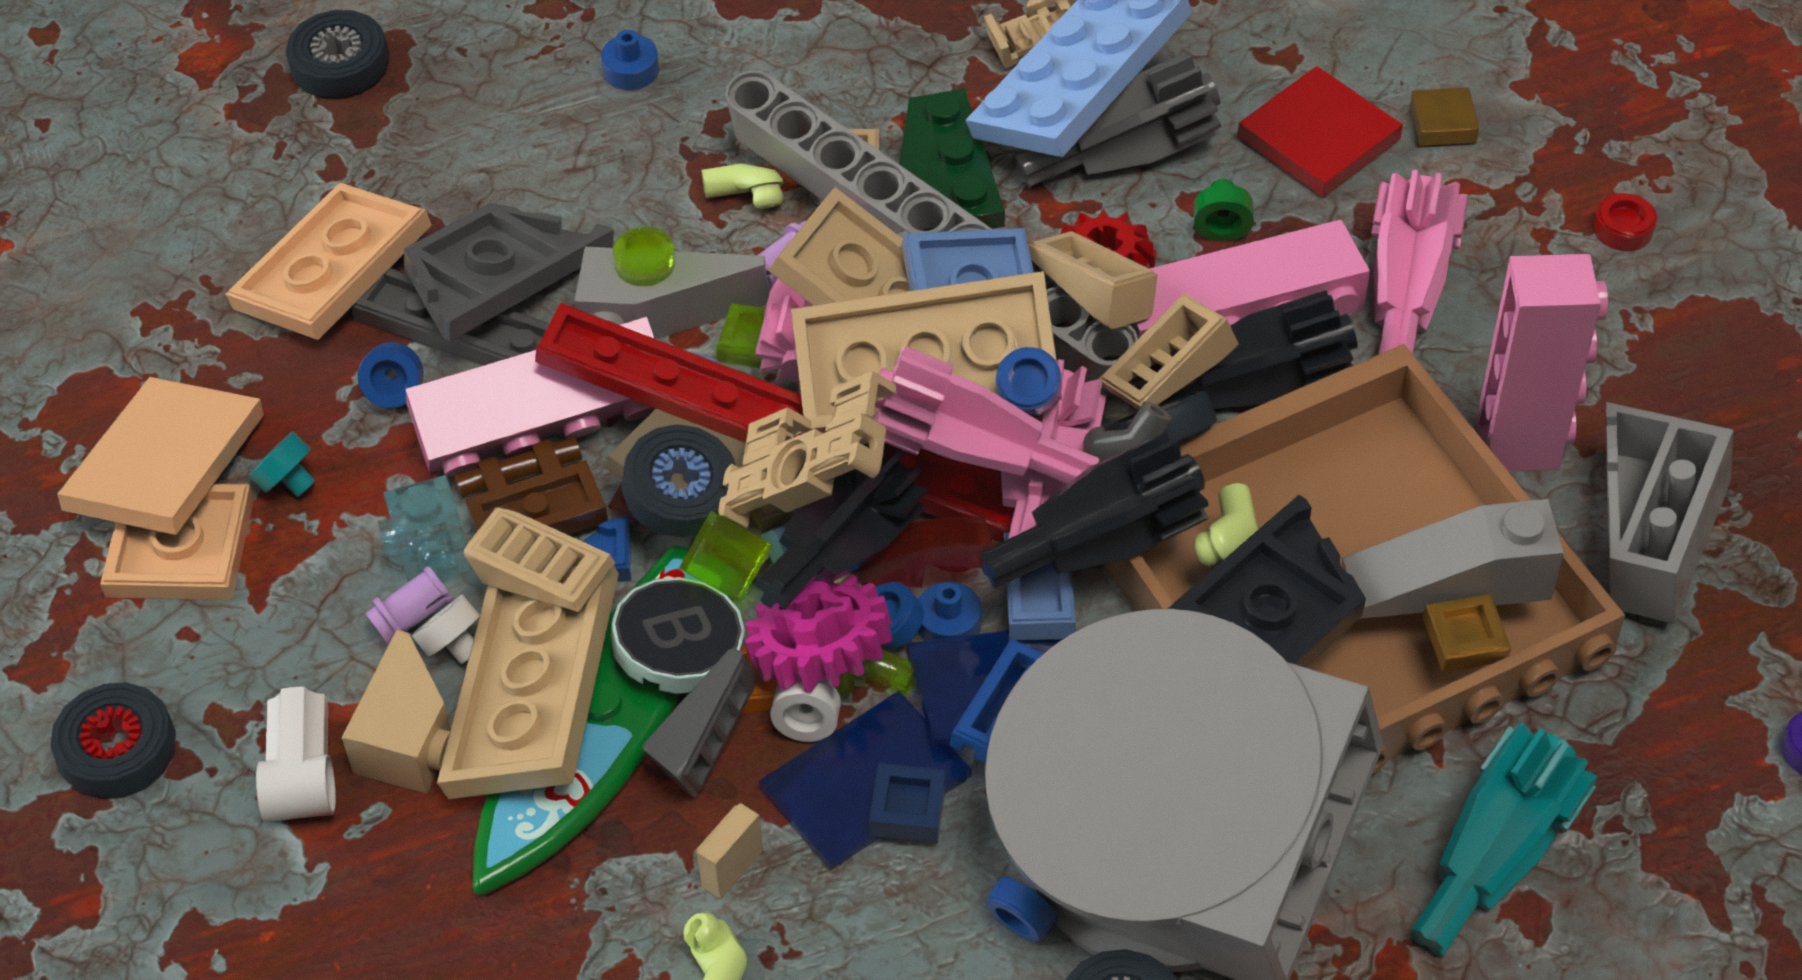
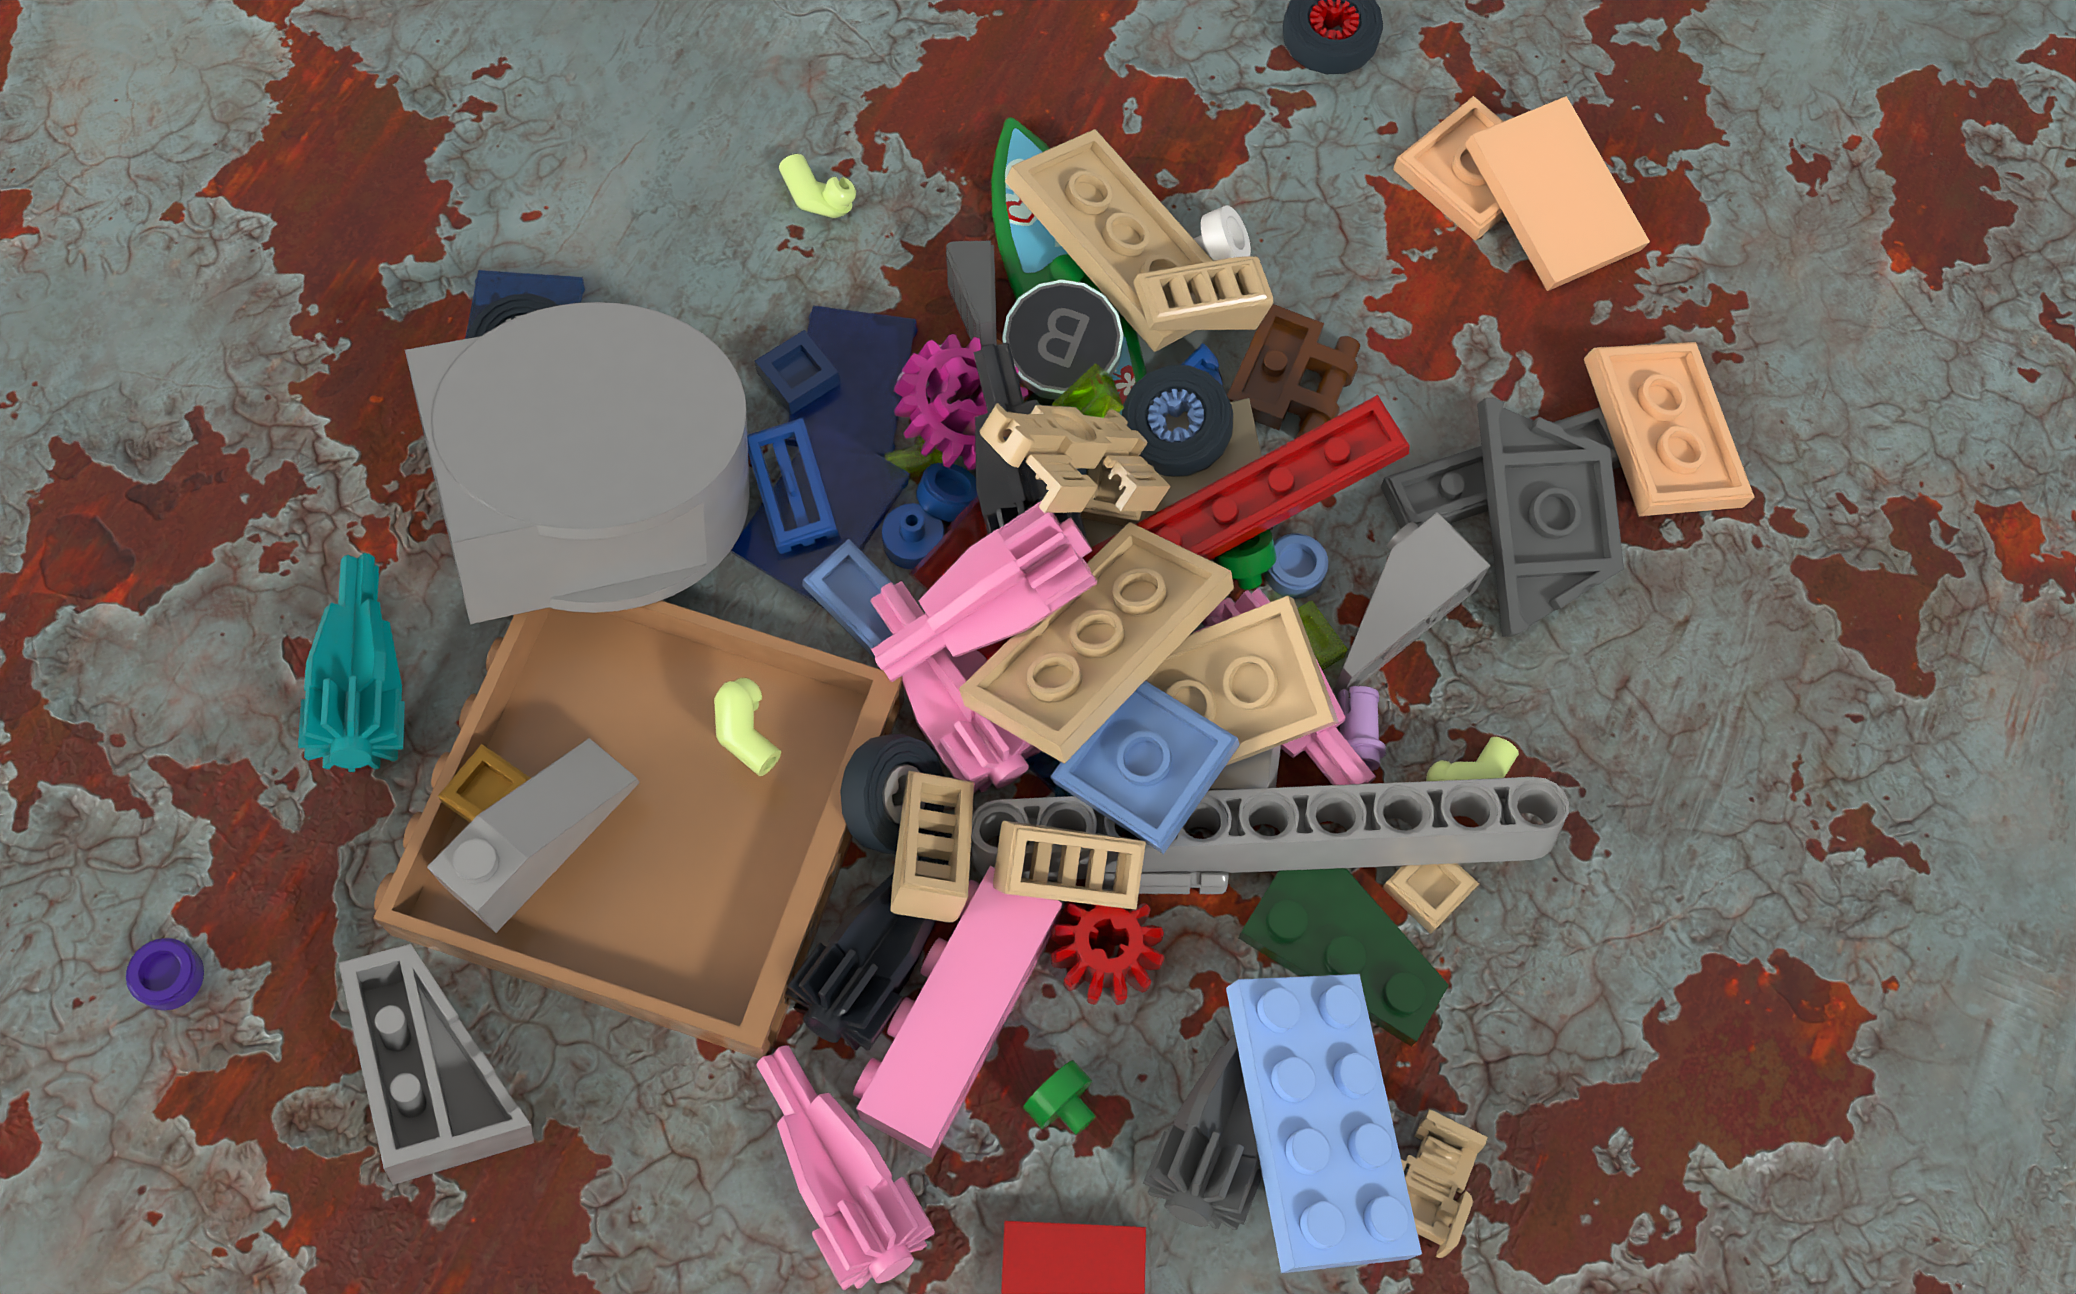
camera: 130 degrees right, 15 degrees up
(284, 466) = (1475, 253): teal tile -> none
(297, 770) = (1196, 85): white piece -> none
(347, 32) = (1949, 595): black bush -> none
(388, 373) = (1499, 375): blue tile -> none
(399, 722) = (1176, 160): tan slope -> none
(408, 604) = (1268, 224): lavender pin -> none
(424, 529) = (1317, 277): clear light blue brick -> none
(509, 409) = (1407, 367): bright pink brick -> none
(630, 61) = (1713, 819): blue tile -> none
(644, 256) = (1431, 584): clear neon green tile -> none
(729, 850) = (876, 247): tan tile -> none
(1029, 380) = (986, 666): blue tile -> none
(1107, 513) = (827, 646): black piece -> none
(1146, 424) = (877, 722): dark grey arm -> none
(1282, 587) = (653, 671): black wing -> none
(1540, 359) = (583, 1055): bright pink brick -> none

